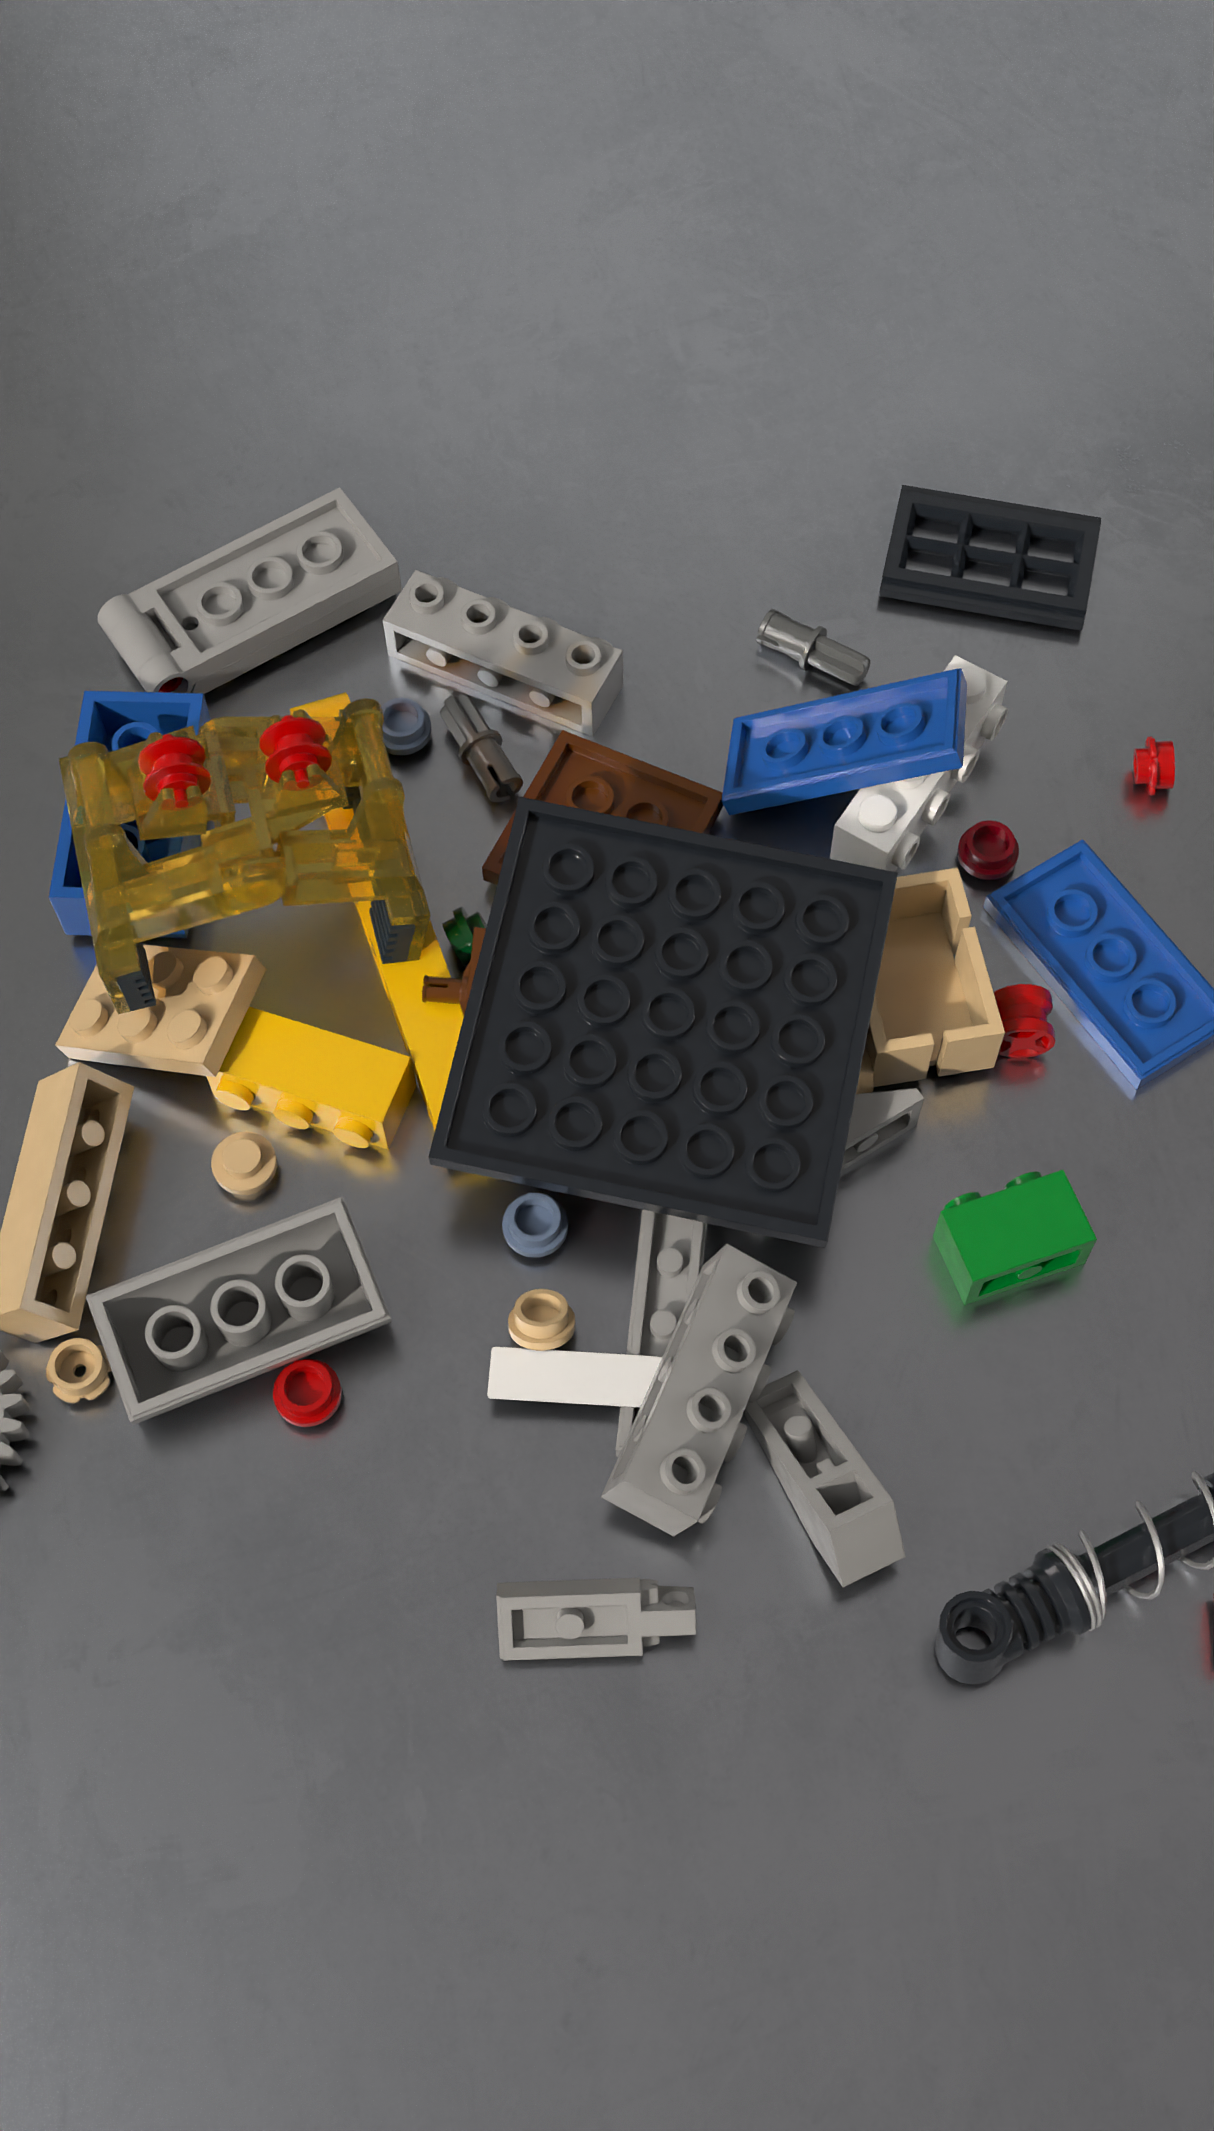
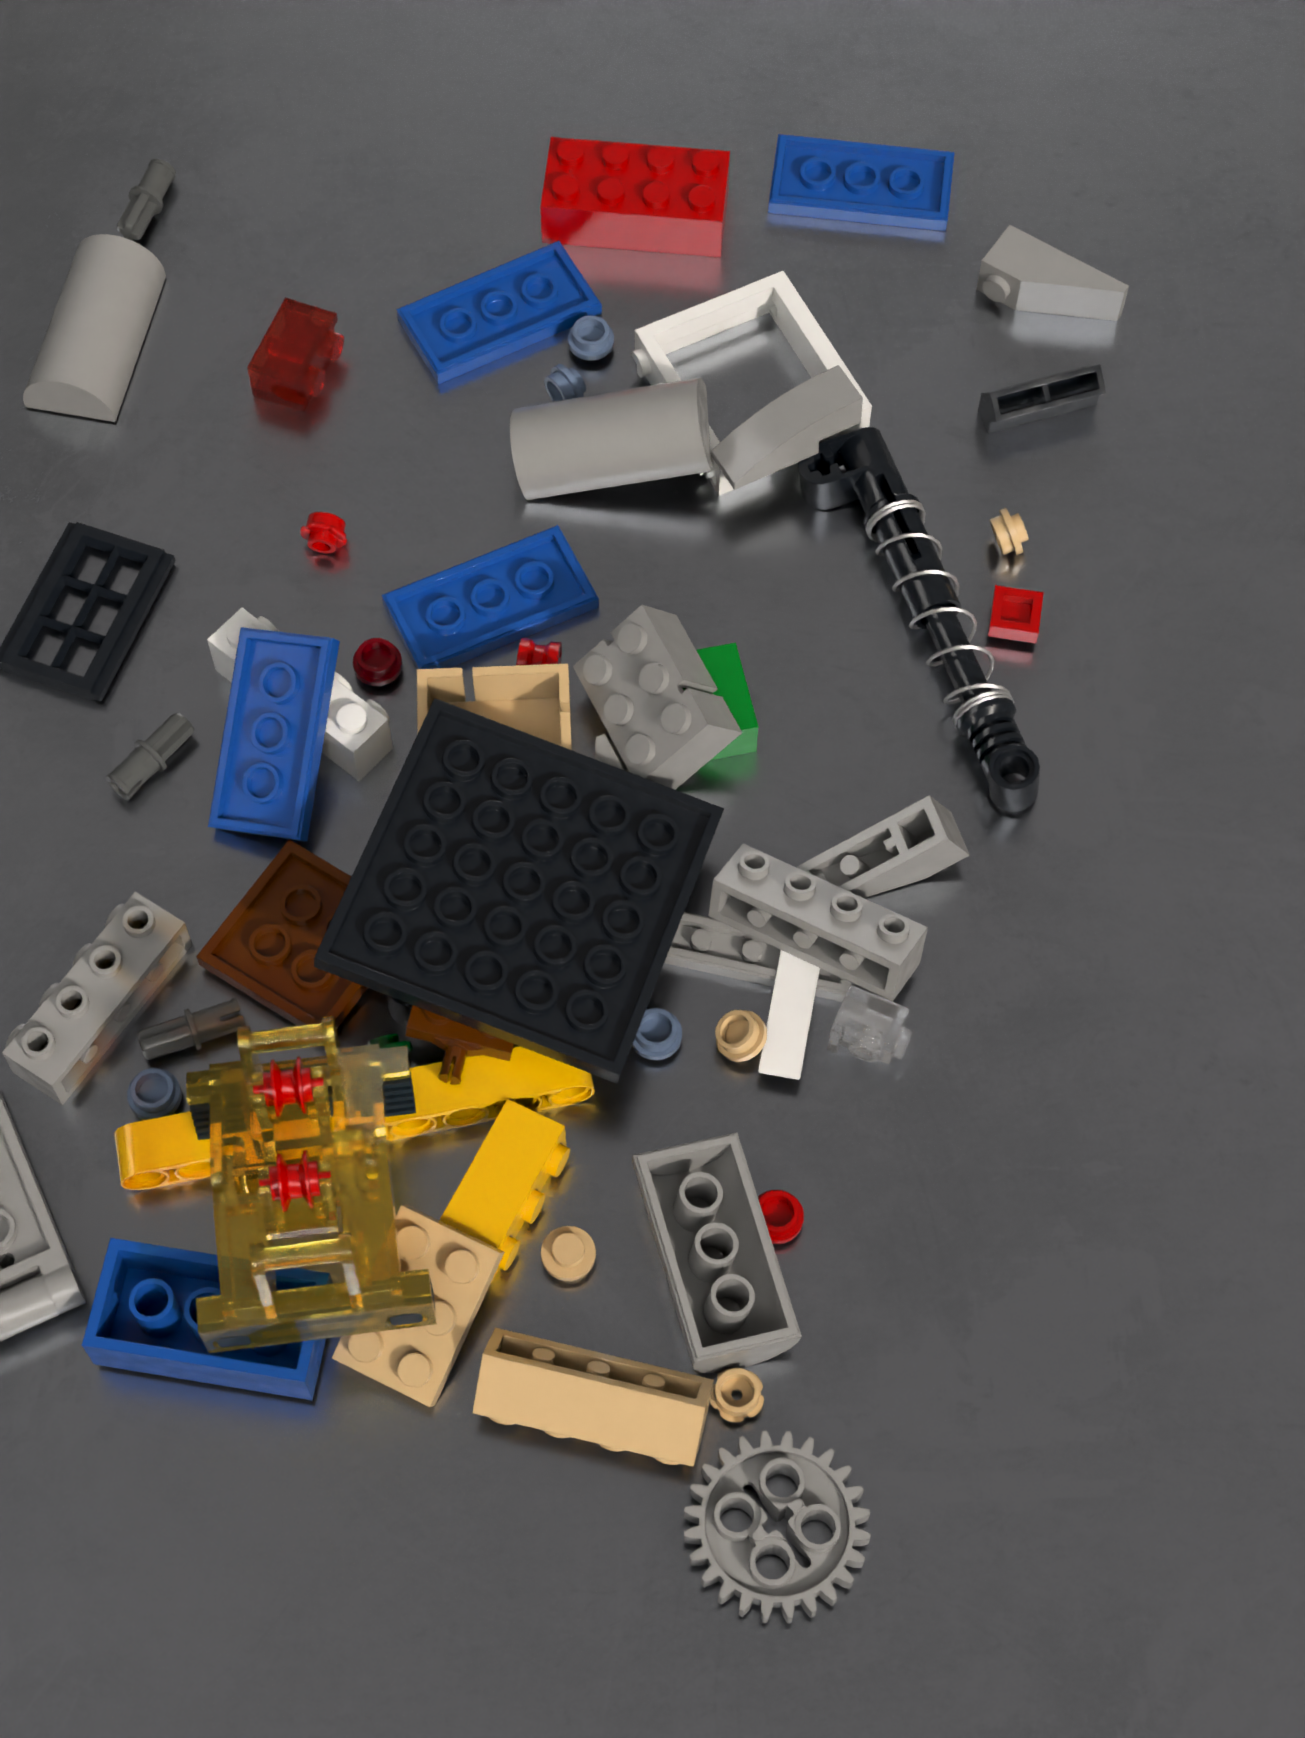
camera: 85 degrees left, 0 degrees up
(568, 1477) = (870, 1027): none -> clear brick
(590, 1617) = (976, 1026): light grey hinge -> none
(1018, 1117) = (642, 699): none -> light grey piece

